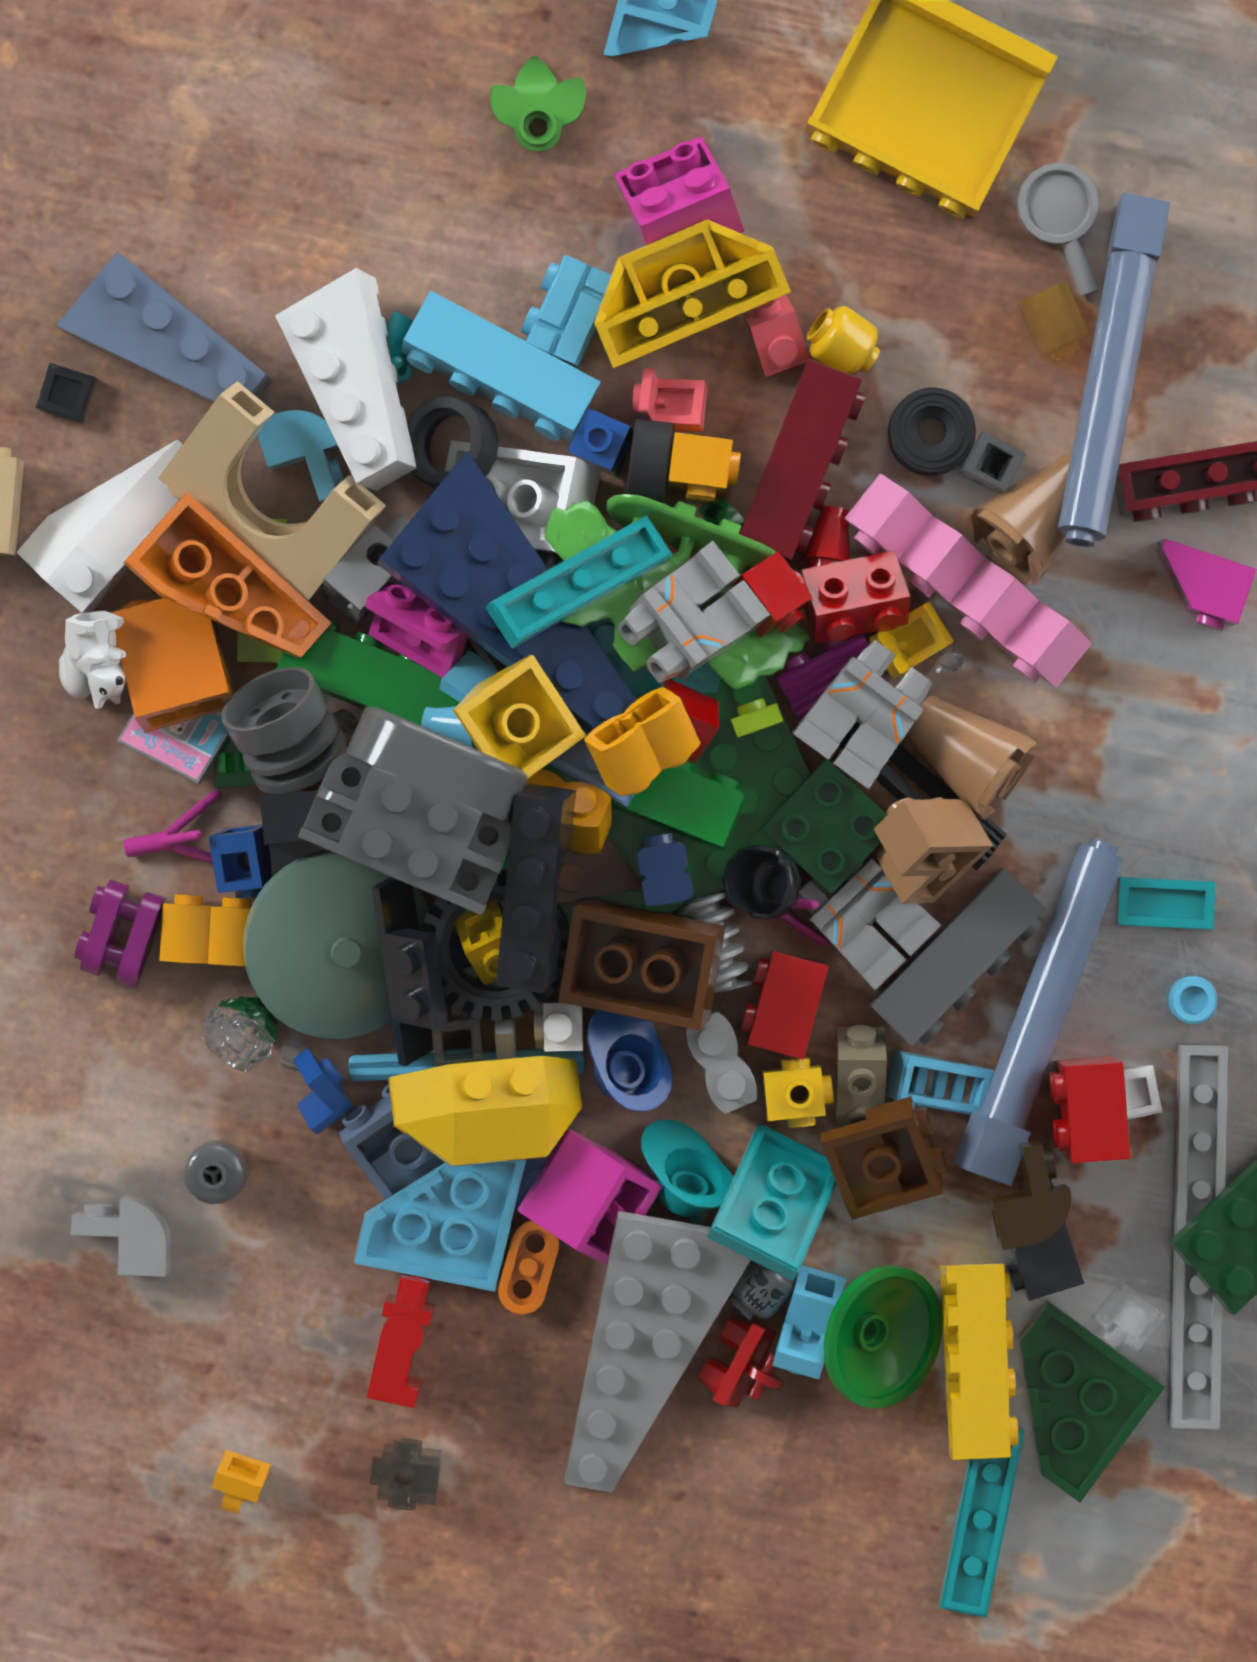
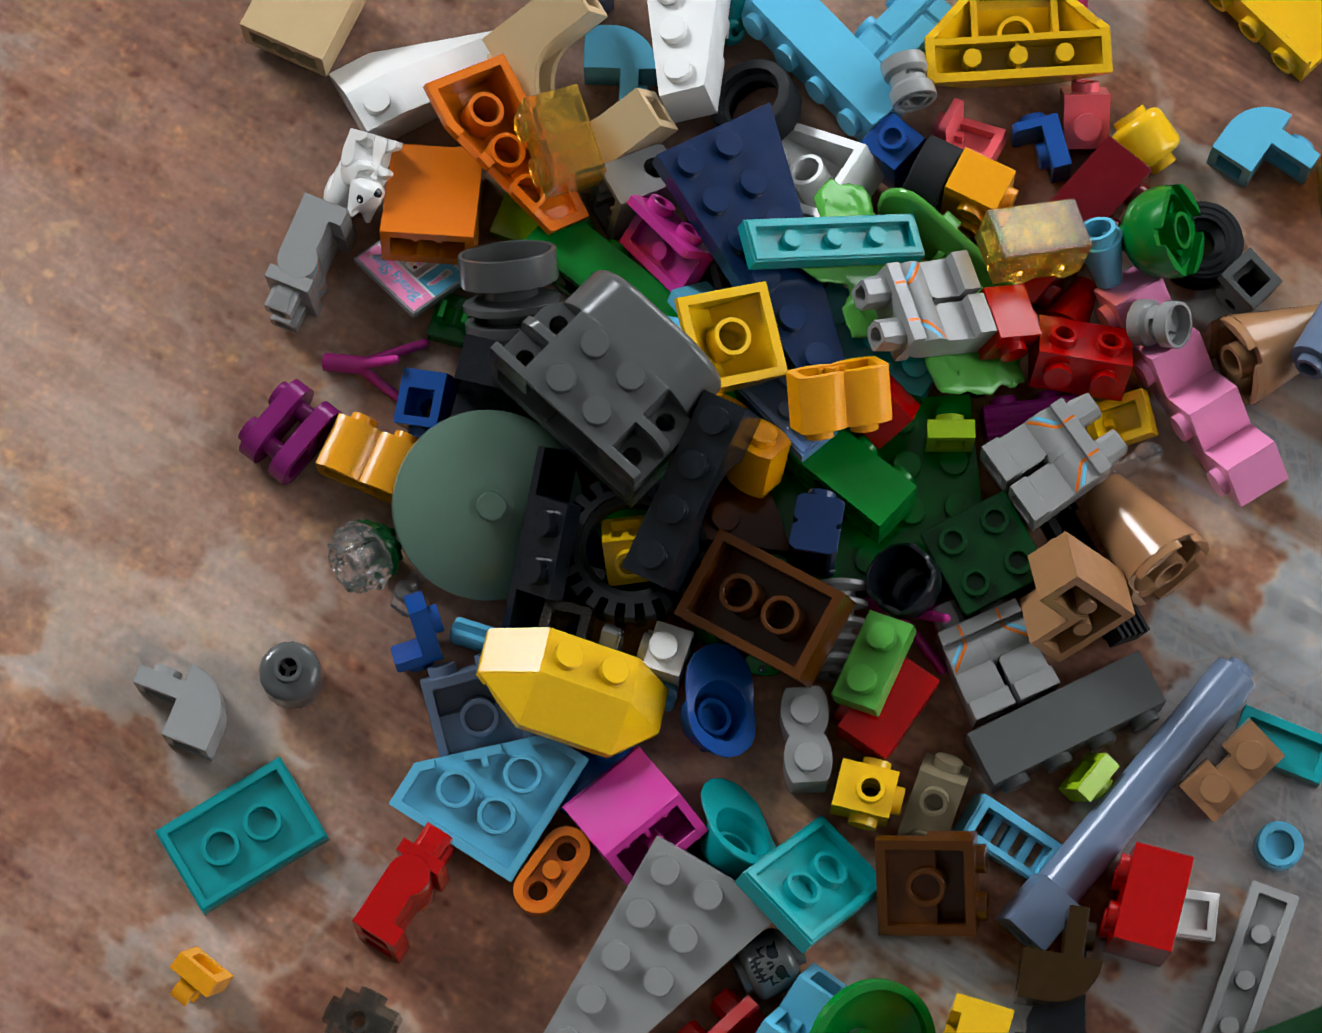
camera: 25 degrees right, 15 degrees down
(71, 766) = (305, 259): none -> light grey hips
(227, 1333) = (242, 835): none -> teal tile
(277, 571) = (559, 141): none -> clear yellow brick
(594, 376) = (908, 81): none -> light grey wheel
(755, 384) = (1051, 149): none -> blue bracket
(761, 974) = (874, 663): none -> bright green plate
(774, 509) = (1033, 241): none -> clear yellow brick
(840, 483) = (1106, 253): none -> medium azure cone
(895, 448) = (1161, 232): none -> green cylinder
(919, 542) = (1159, 323): none -> light grey wheel
(950, 299) = (1262, 136): none -> medium azure brick
(997, 1002) = (1089, 778): none -> lime plate
(1122, 968) = (1221, 785): none -> medium nougat brick

